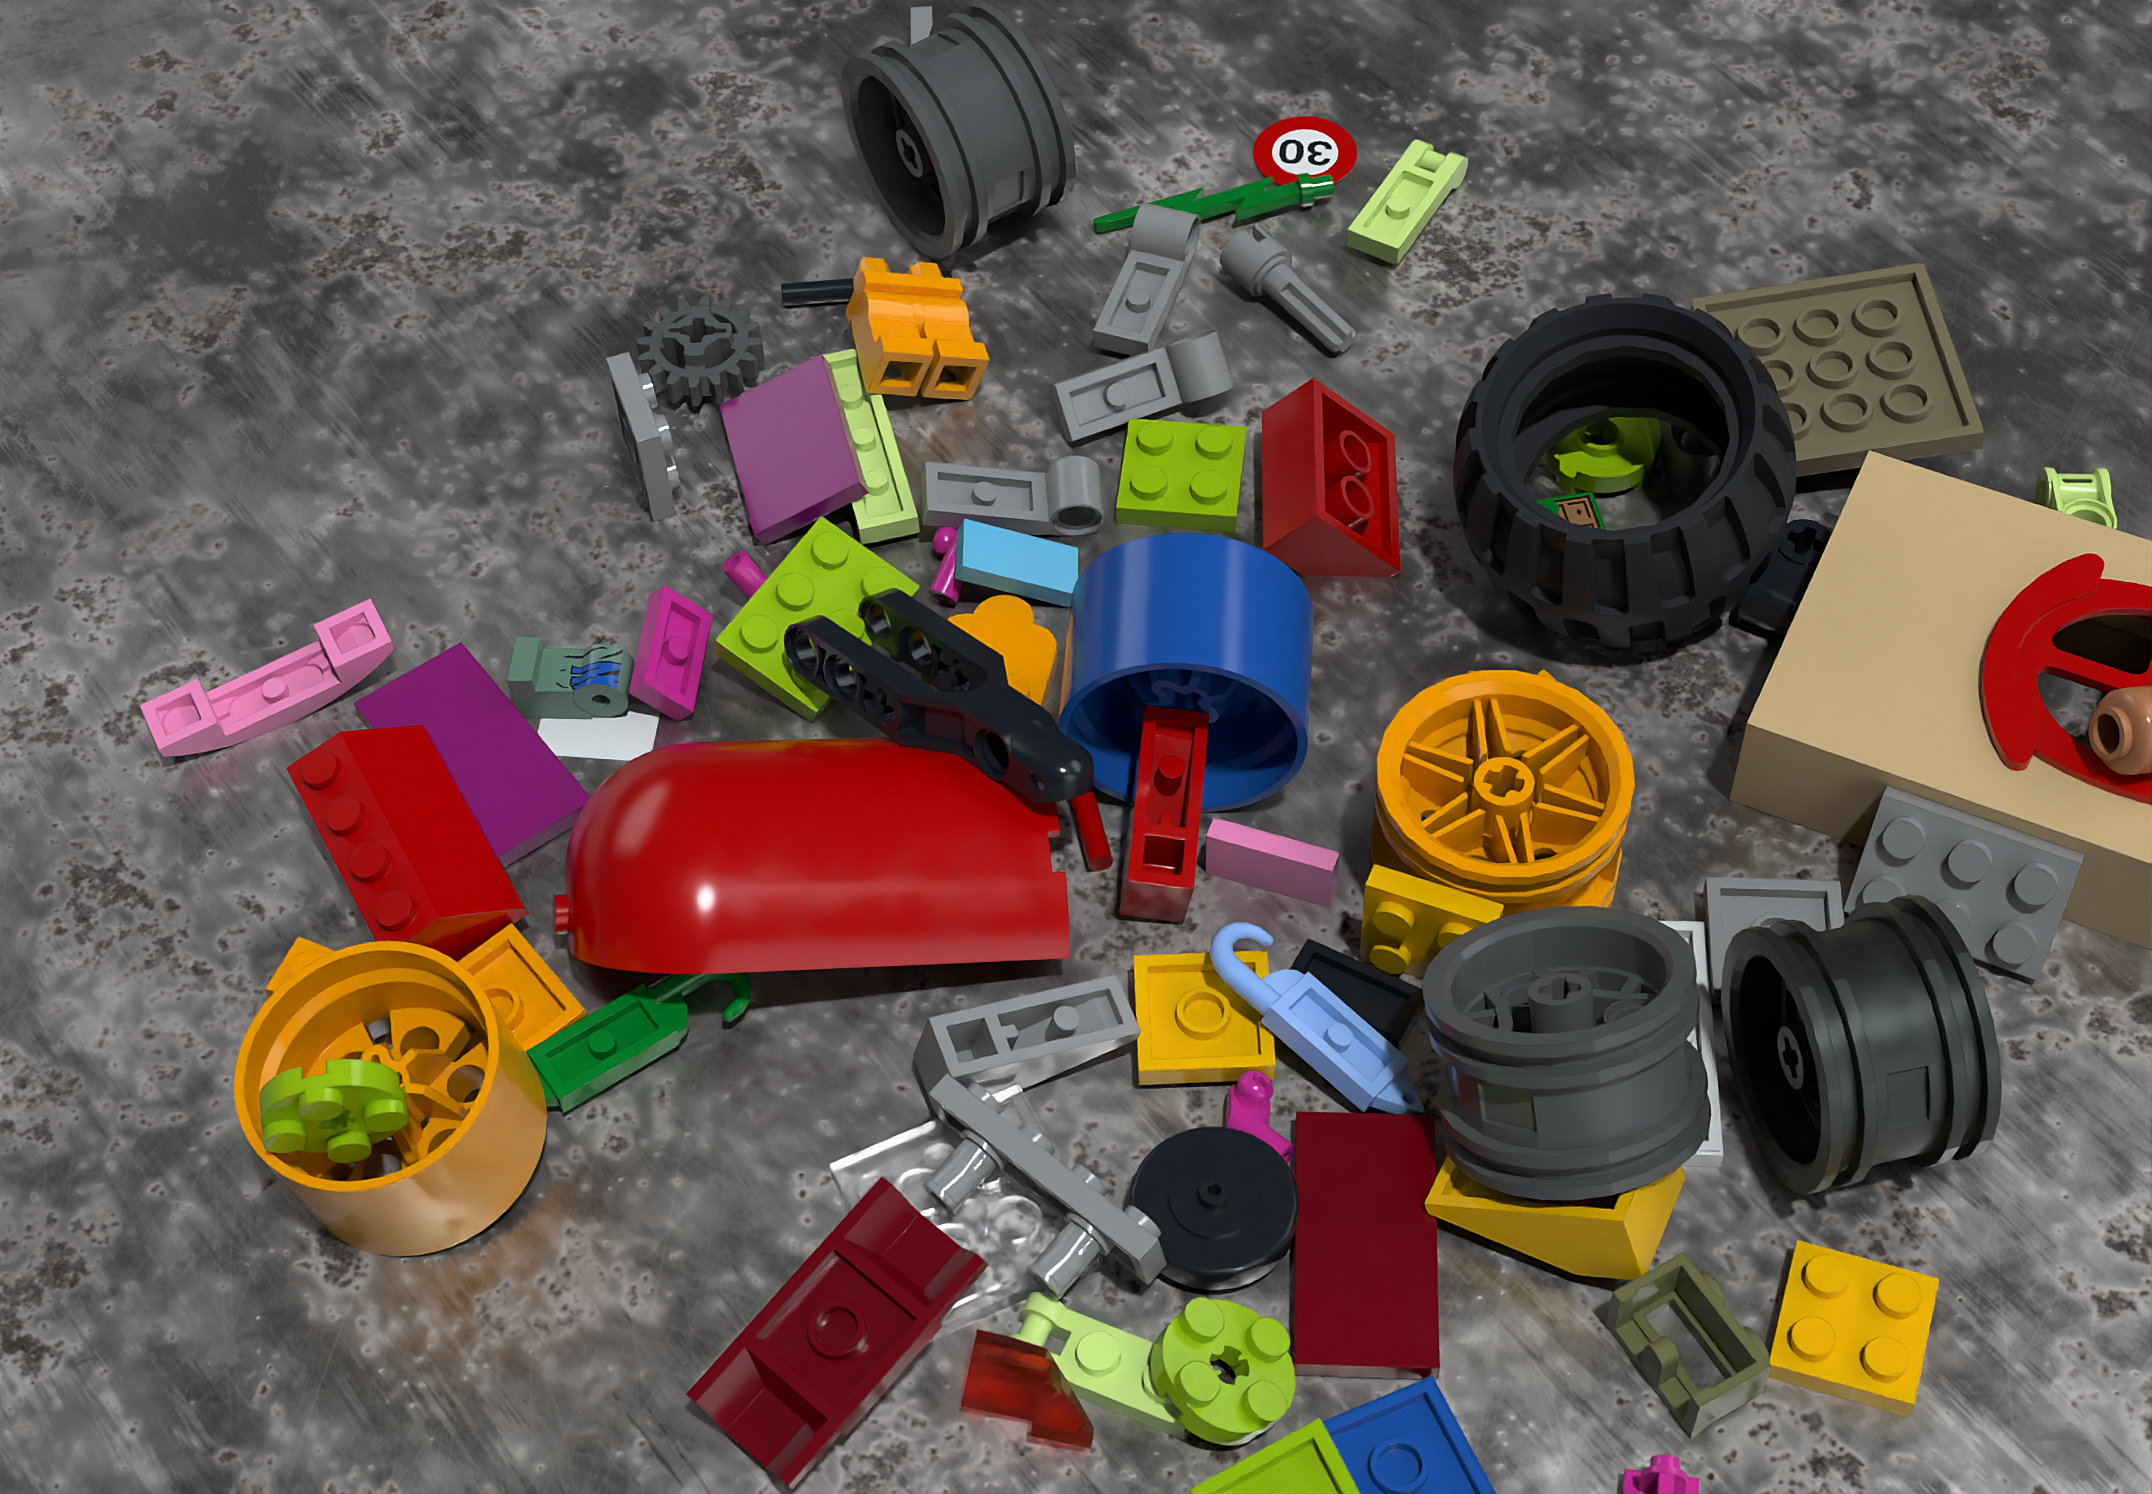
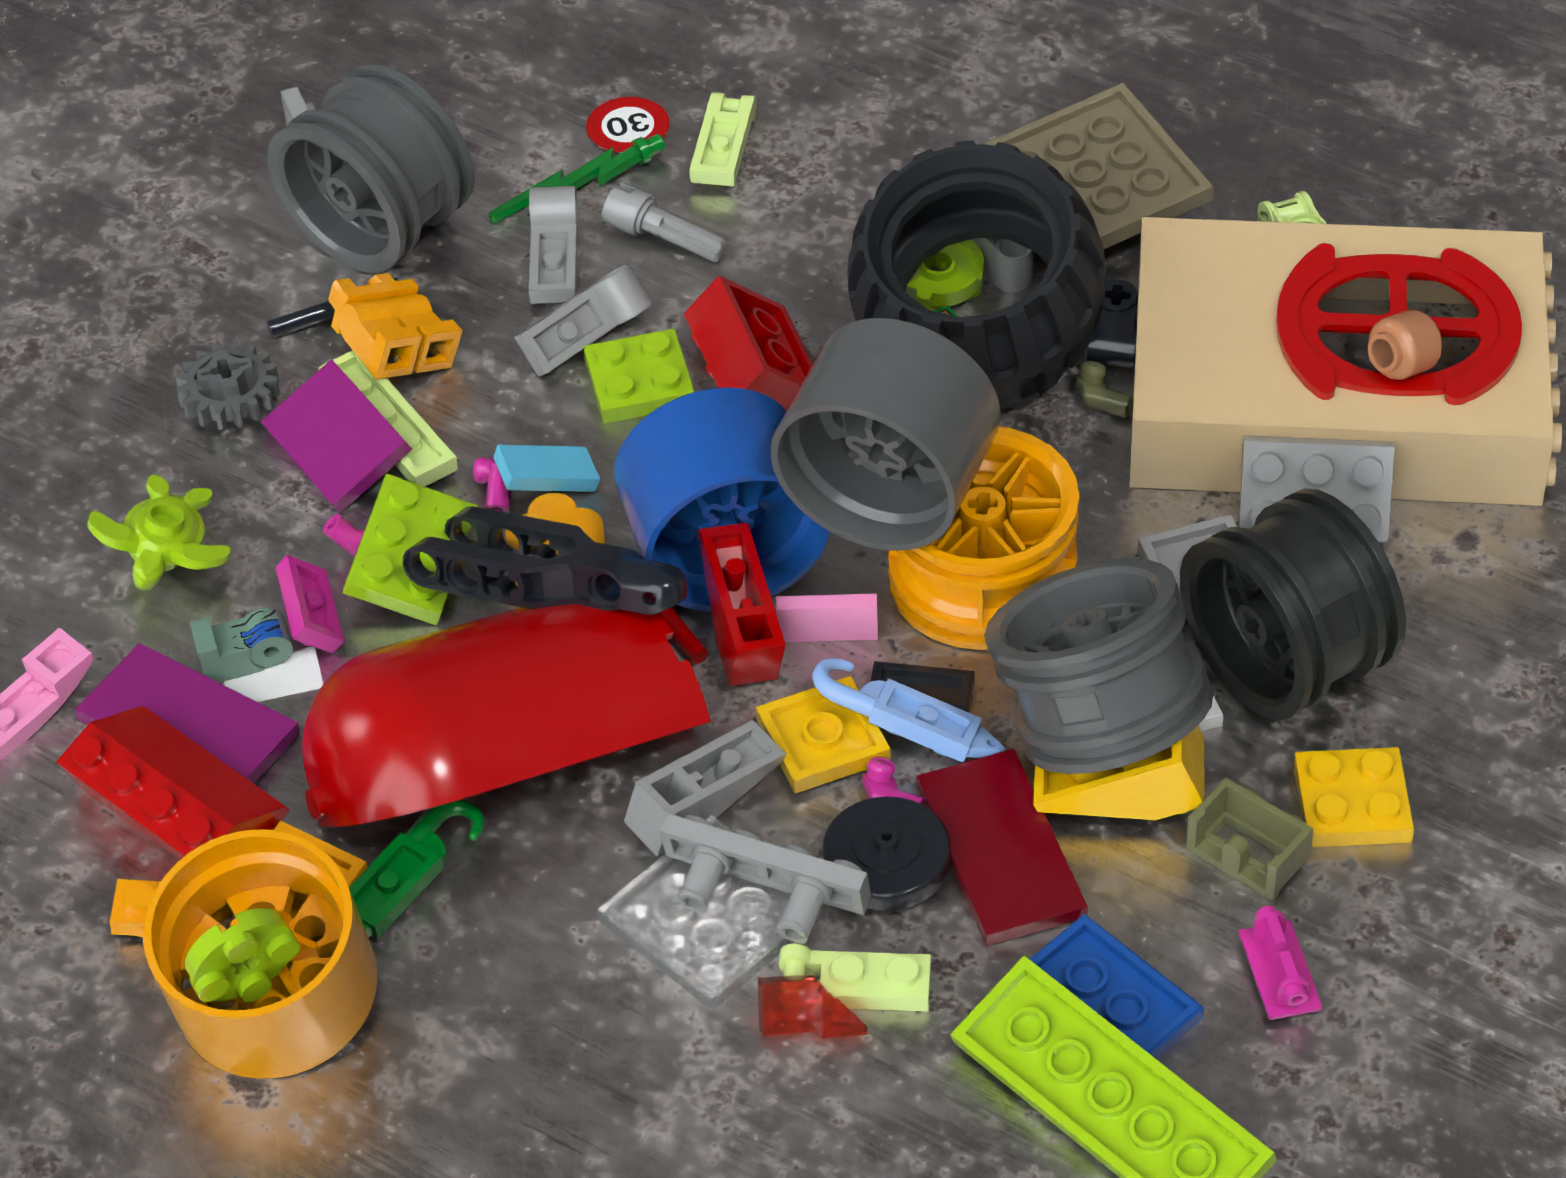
camera: 20 degrees left, 5 degrees down
(541, 514) = (161, 533): none -> lime animal
(644, 435) = (218, 455): light grey plate -> none
(836, 1333) = (658, 1014): dark red piece -> none
(1027, 502) = (554, 419): light grey plate -> none
(1249, 1345) = (925, 938): lime plate -> none
(1390, 663) = (886, 434): none -> dark grey wheel
(1414, 918) = (953, 622): yellow plate -> none
(1735, 657) = (1097, 393): none -> olive arm

